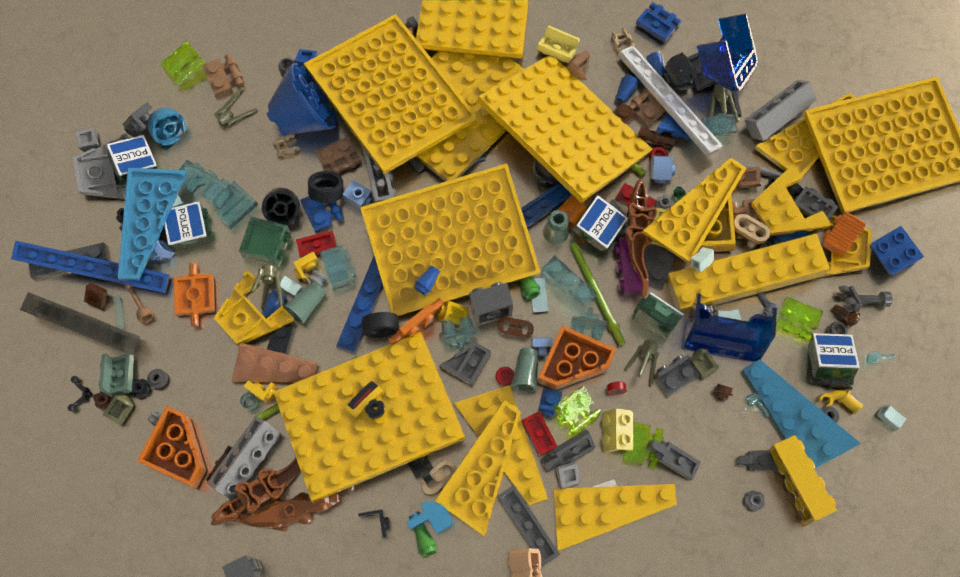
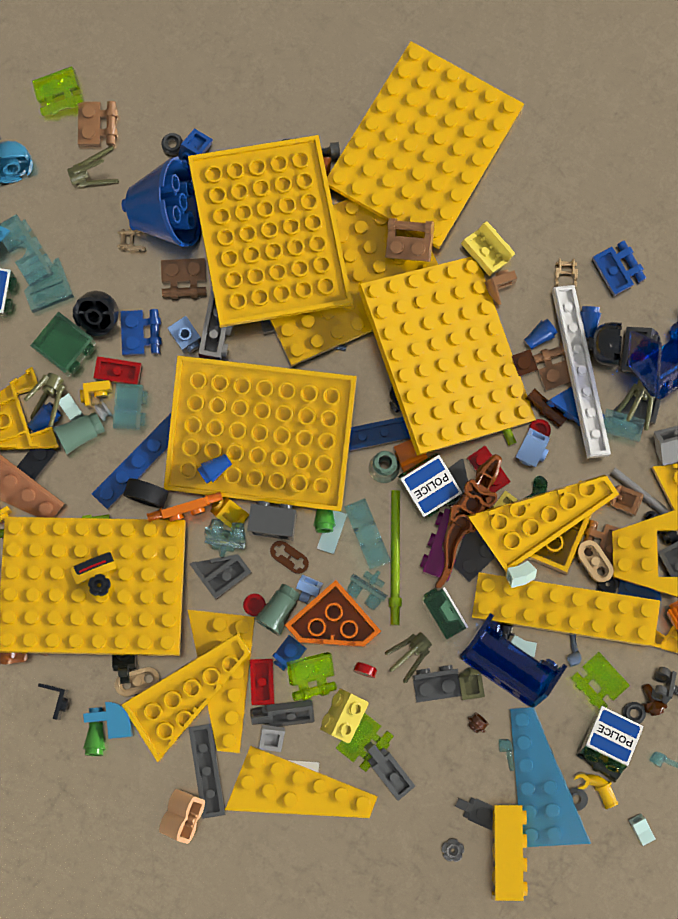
camera: 25 degrees right, 10 degrees up
(325, 195) = (148, 322): black tyre -> none
(500, 63) = (409, 247): none -> medium nougat plate
(665, 198) = (511, 488): light grey plate -> none

